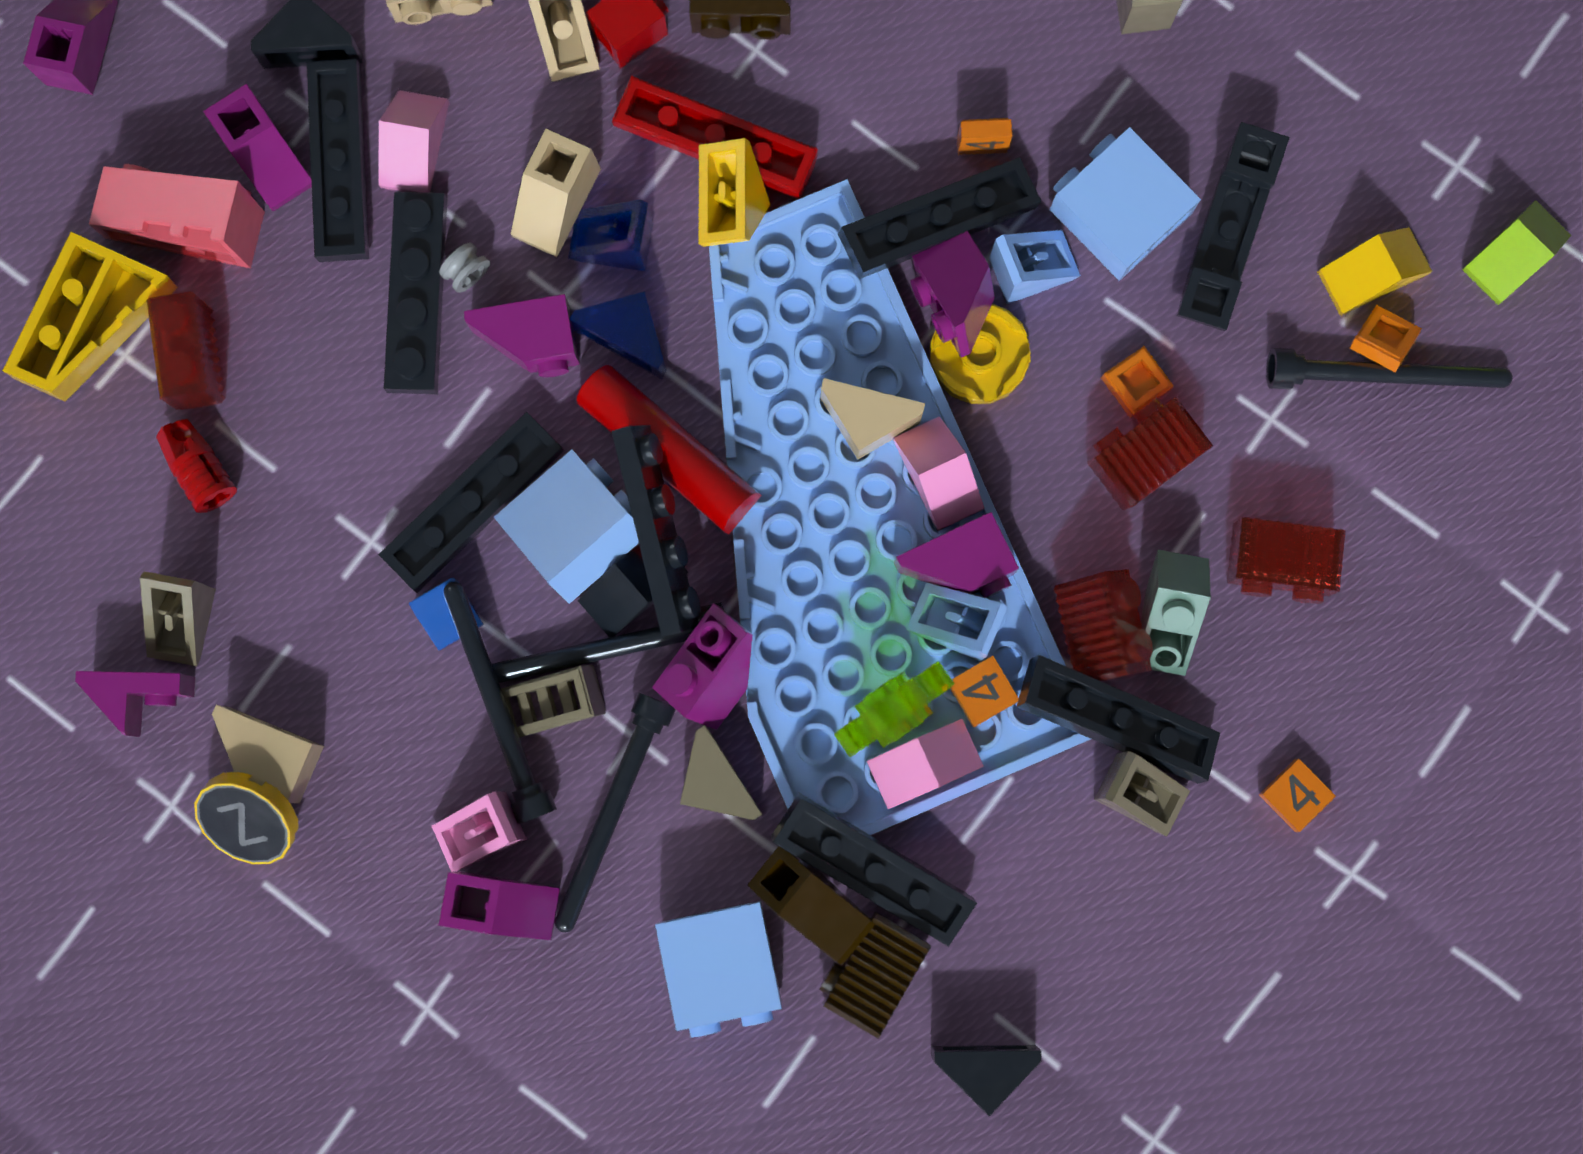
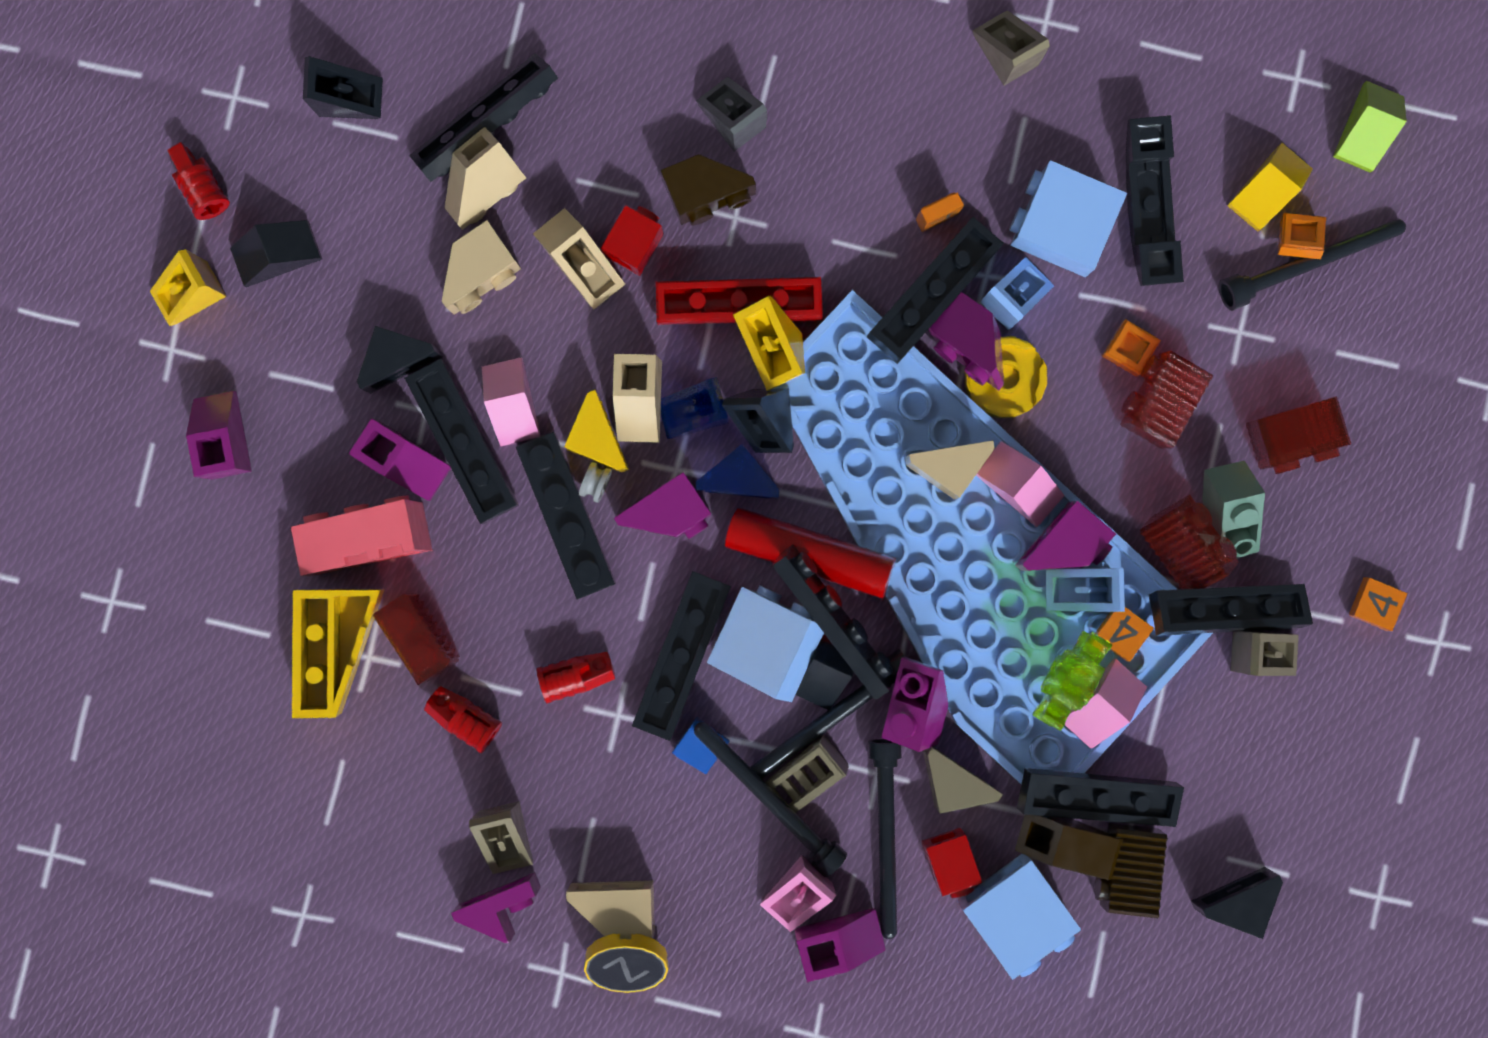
camera: 25 degrees left, 5 degrees up
(340, 472) = (574, 676): none -> red hinge
(487, 215) = (594, 436): none -> yellow slope
(670, 874) = (952, 863): none -> red brick
(681, 276) = (763, 419): none -> black slope

